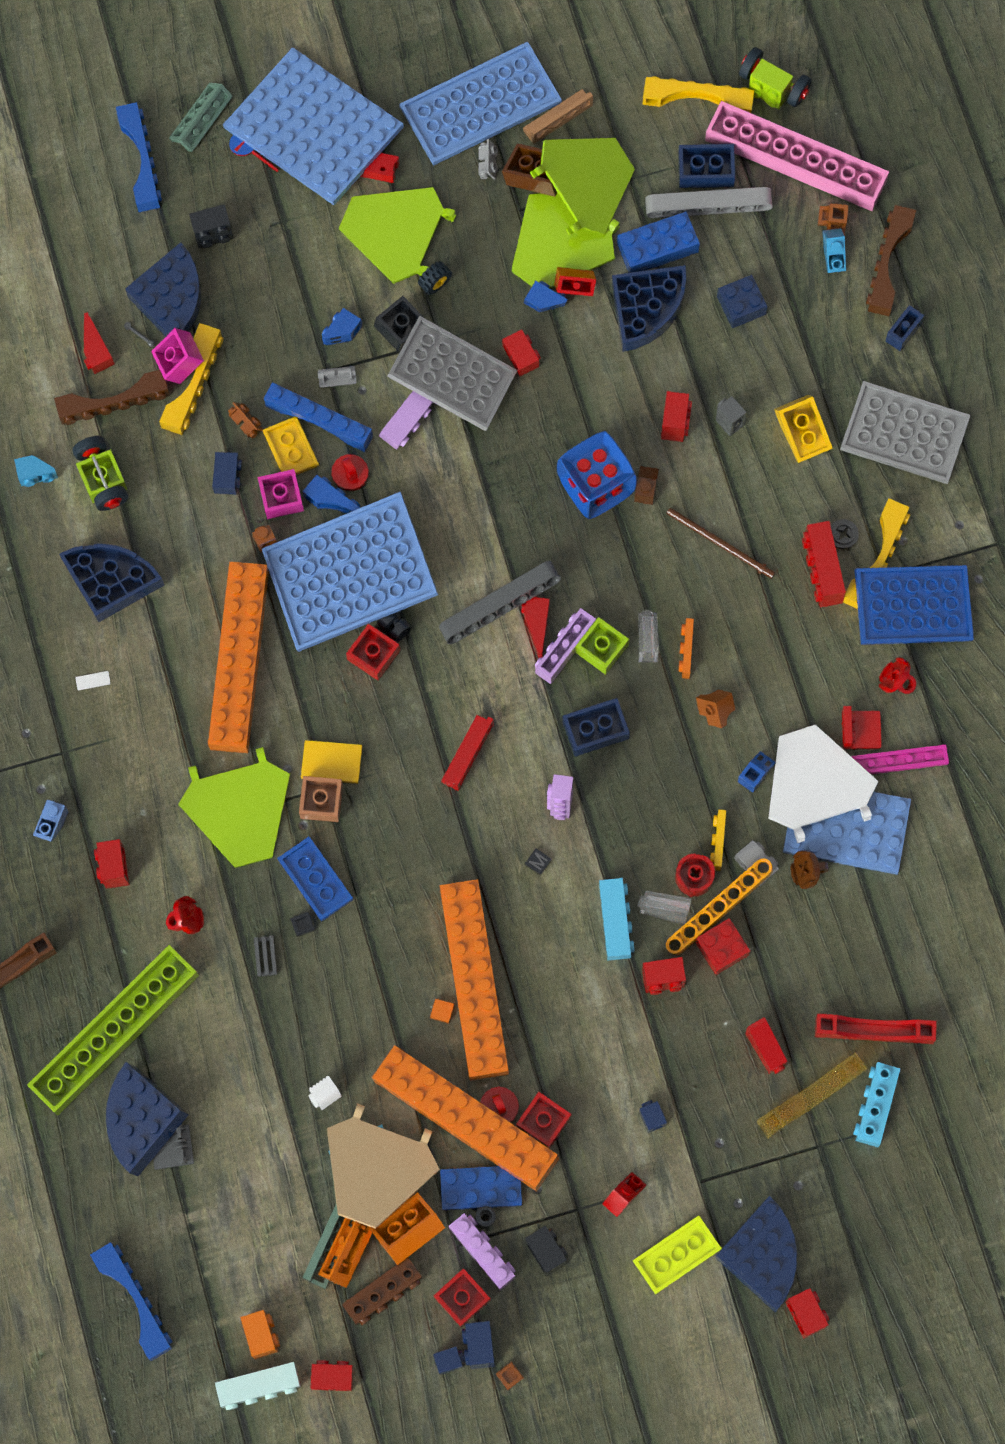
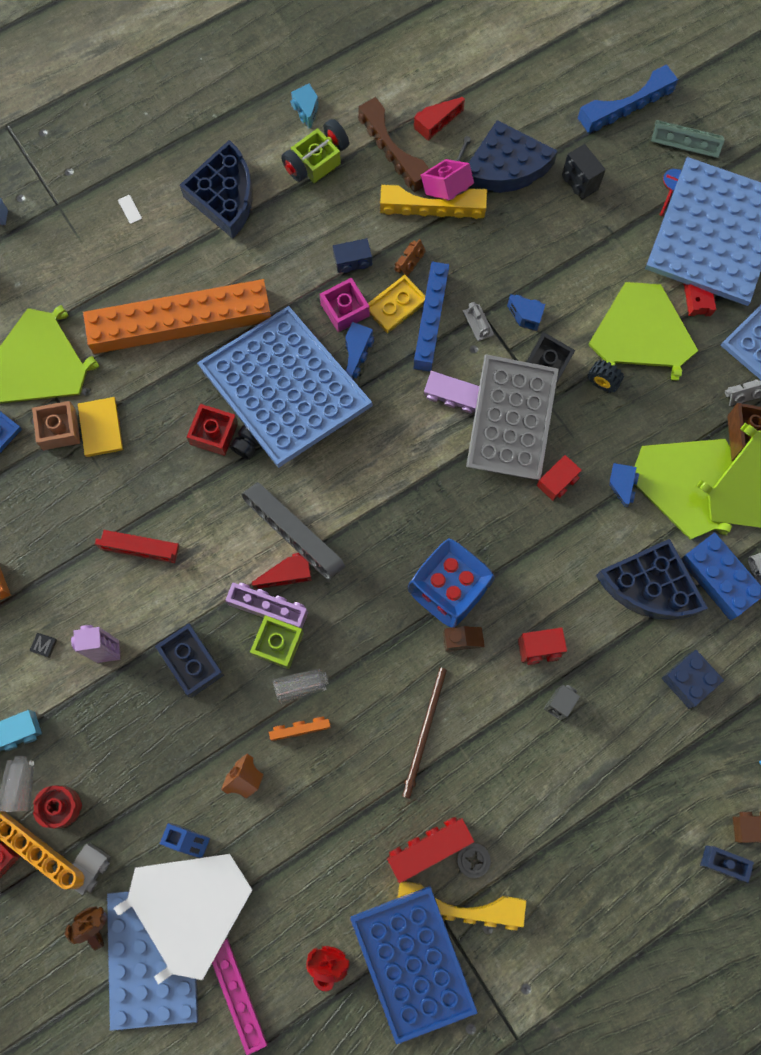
camera: 70 degrees right, 0 degrees up
(263, 537) = (299, 304): dark orange brick -> none
(350, 472) = (388, 361): red tile -> none
(575, 281) = (650, 506): red brick -> none
(718, 839) = (102, 820): yellow plate -> none
(803, 428) = (576, 784): yellow slope -> none
(861, 729) = (261, 942): red bracket -> none
(905, 432) = (609, 899): light grey plate -> none

